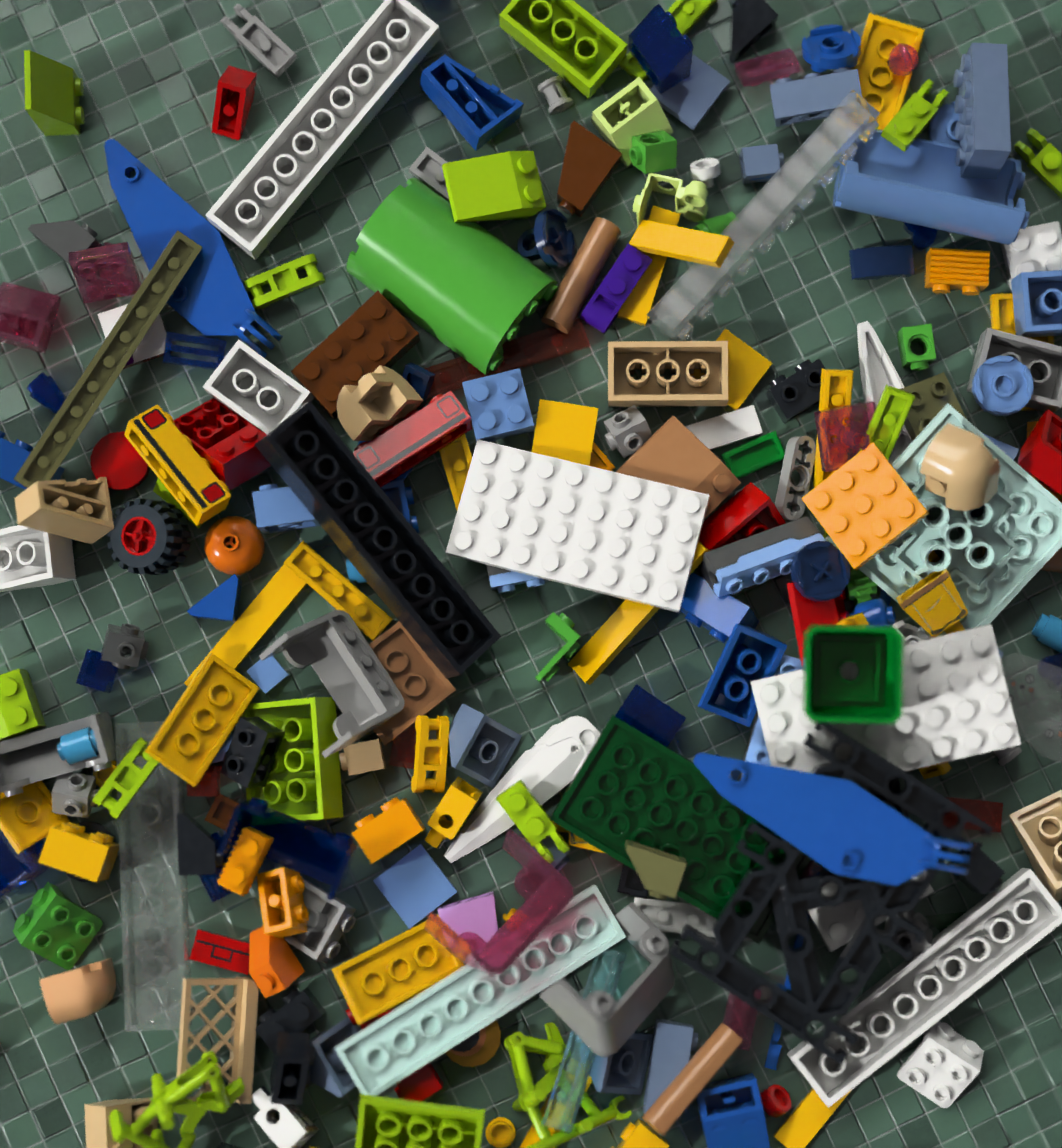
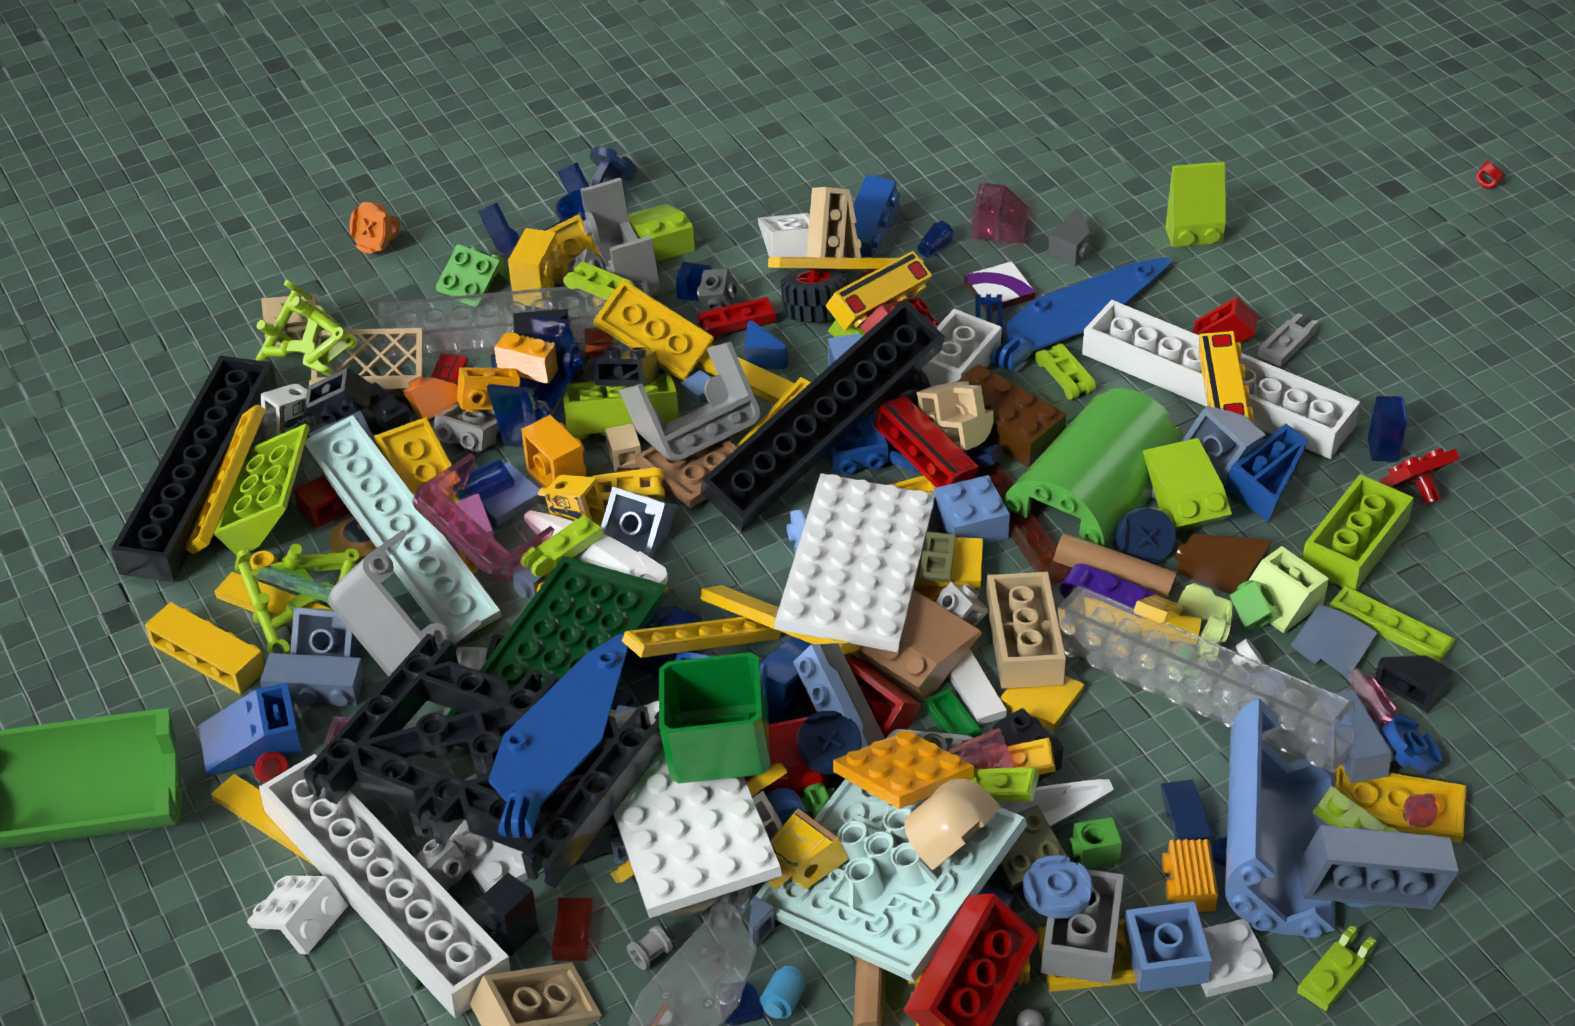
camera: 90 degrees right, 40 degrees down
(79, 991) = (414, 274): light nougat brick -> none
(102, 267) = (1048, 255): clear pink plate -> none
(109, 361) = (972, 257): olive plate -> none
(116, 498) = (829, 262): none -> yellow tile
(161, 626) = (736, 316): none -> red plate
(243, 555) = (809, 353): orange cylinder -> none
(367, 122) = (1223, 373): none -> yellow brick
(404, 912) = (491, 490): none -> clear blue tile
(449, 136) = (1224, 437): none -> sand blue slope
(555, 95) = (1294, 537): light grey bush -> none
(564, 629) = (736, 567): bright green bracket -> none
(572, 446) = (937, 557): none -> olive slope
(657, 869) = (513, 628): olive slope -> none
(661, 49) = (1362, 596): clear blue slope -> none
(679, 692) = (697, 636): none -> yellow tile
(692, 1079) = (300, 678): medium nougat brick -> none

